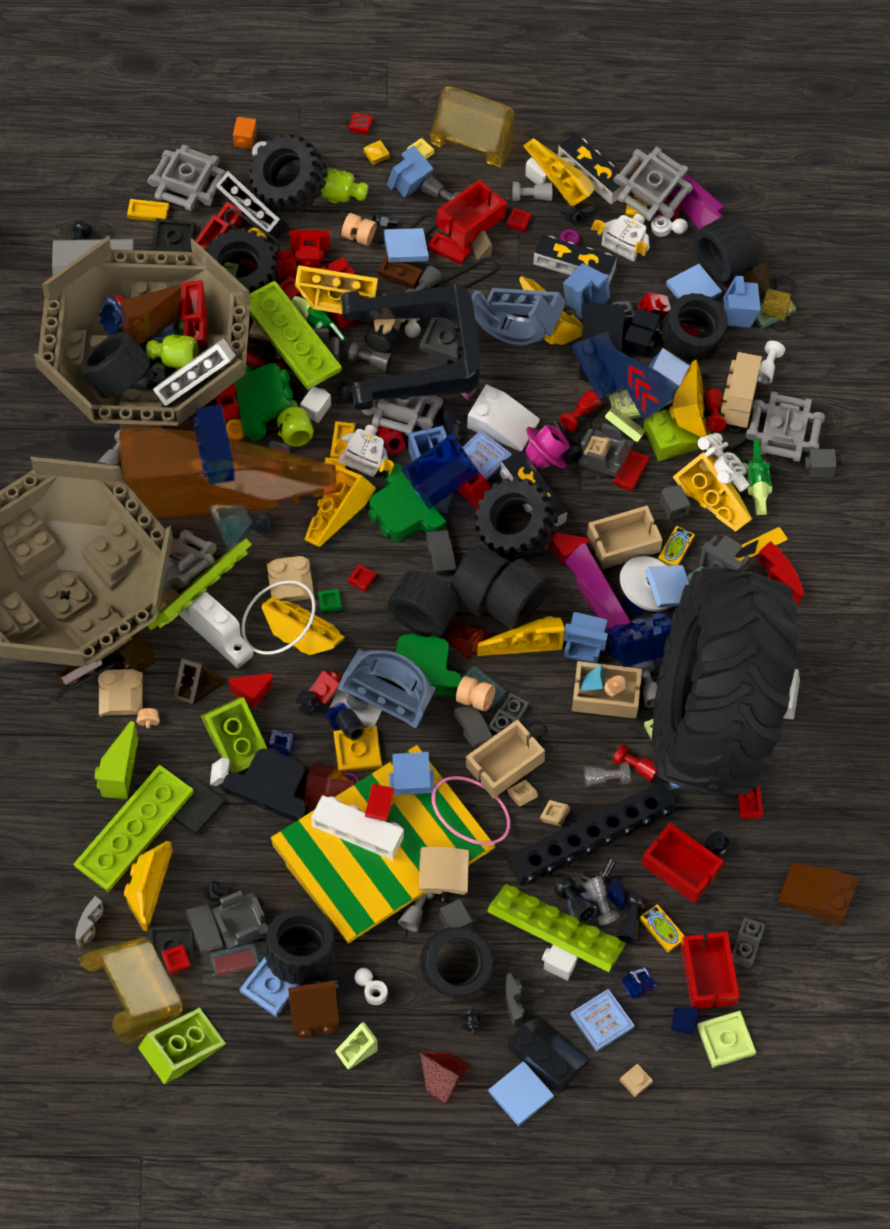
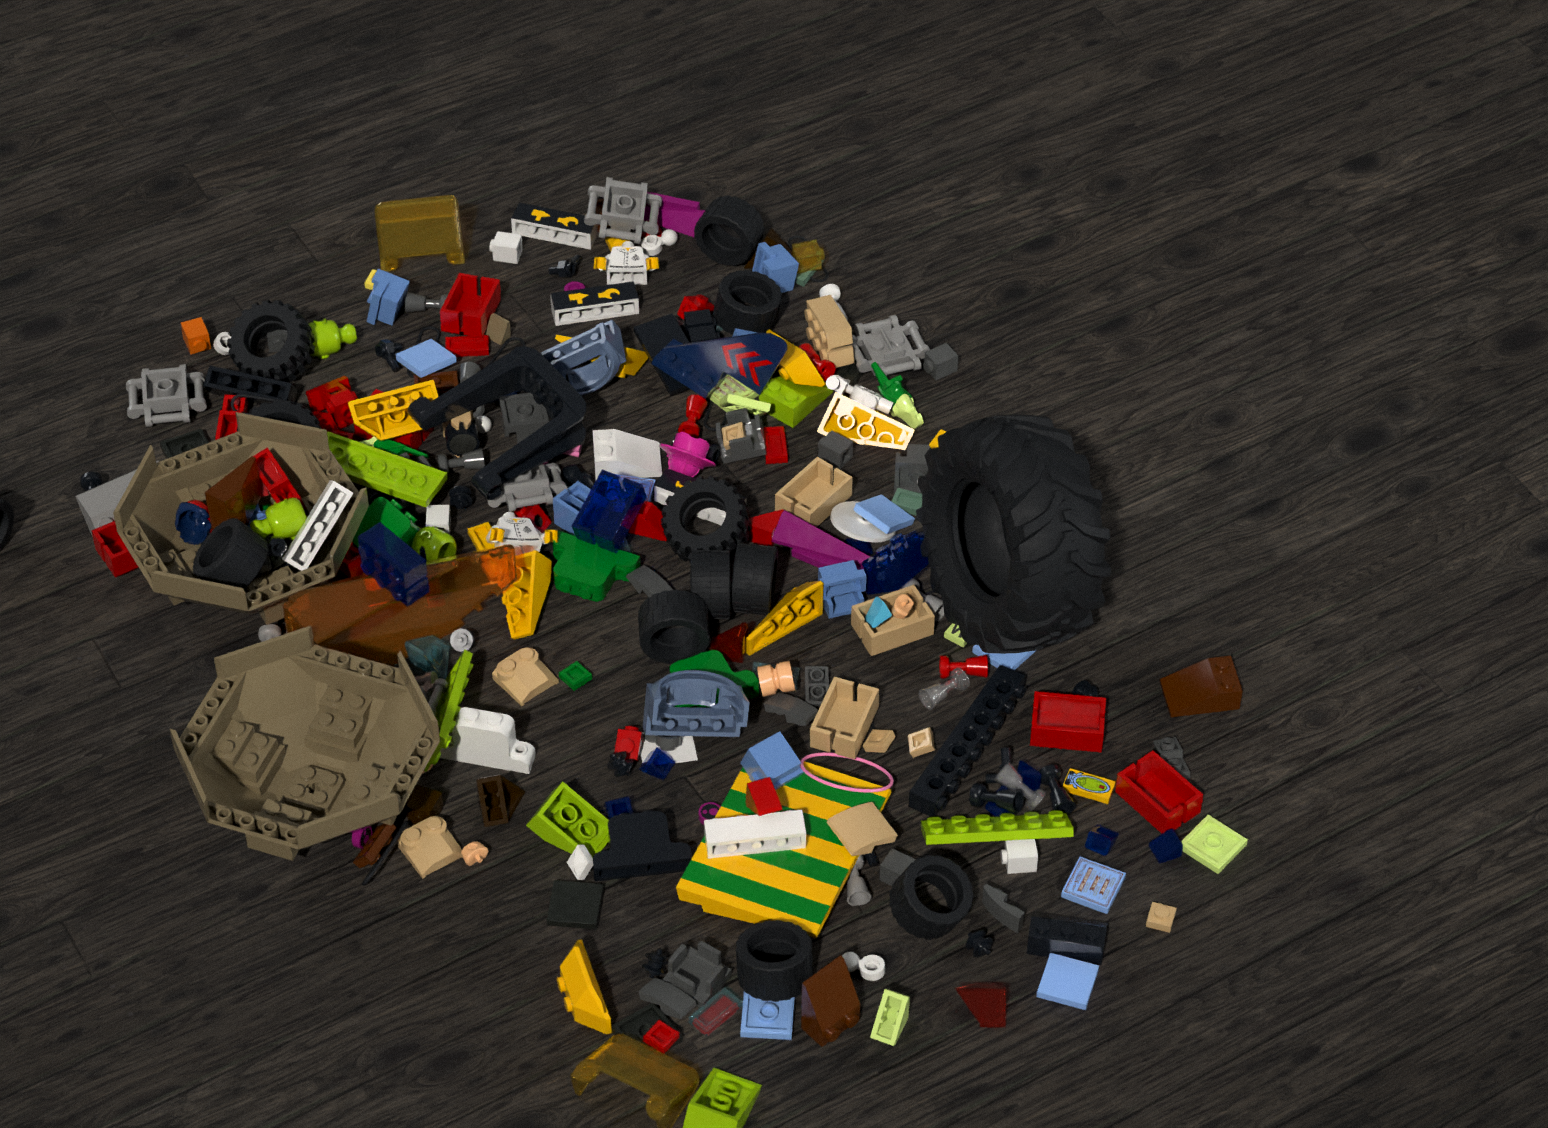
camera: 30 degrees left, 15 degrees down
(86, 929) = (550, 1050): light grey slope -> none
(117, 765) = (483, 904): lime slope -> none
(133, 828) = (533, 950): lime plate -> none
(147, 210) = (141, 441): yellow tile -> none
(251, 687) = (550, 778): red slope -> none
(290, 620) = (568, 707): yellow wedge -> none
(301, 635) = (577, 709): white piece -> none
(323, 781) = (688, 823): clear red slope -> none
(349, 724) = (677, 759): black brick -> none
(359, 229) = (378, 361): light nougat wheel -> none
(359, 753) = (697, 782): yellow tile -> none
(360, 123) = (303, 283): red tile -> none
(362, 578) = (591, 643): red tile -> none
(376, 152) = (337, 299): yellow tile -> none
(519, 219) = (515, 296): red tile -> none
(540, 191) = (520, 263): light grey piece -> none
(566, 178) = (535, 238): yellow wedge -> none
(585, 286) = (627, 313): medium blue plate -> none
(676, 547) = (862, 483): tile -> none
(693, 281) = (710, 277): light blue tile -> none
(751, 805) = (1086, 648): red plate -> none

